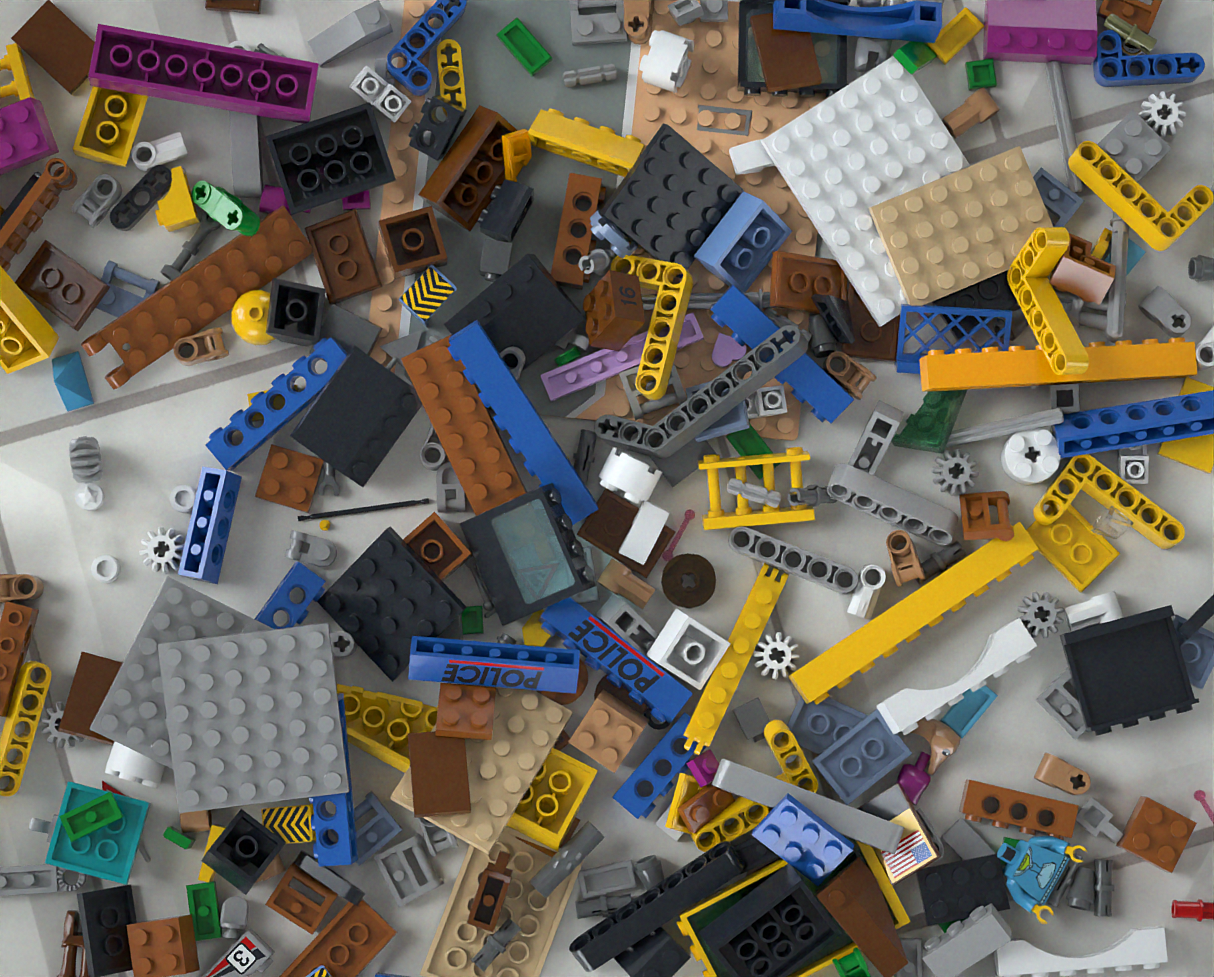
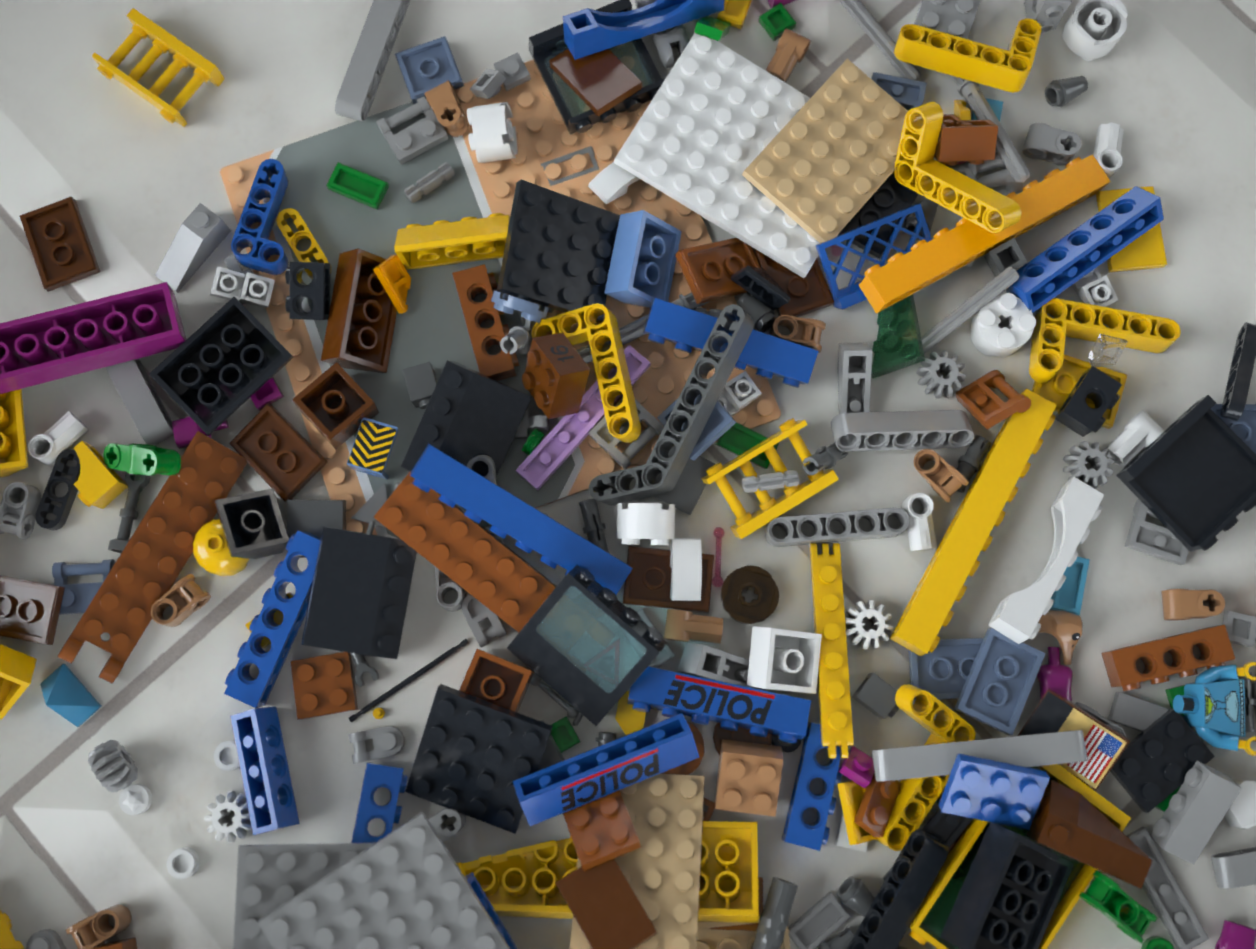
camera: 25 degrees left, 5 degrees down
(507, 210) = (411, 334): black slope -> none
(726, 351) = (677, 365): lavender tile -> none
(1052, 564) = (1075, 411): none -> black brick

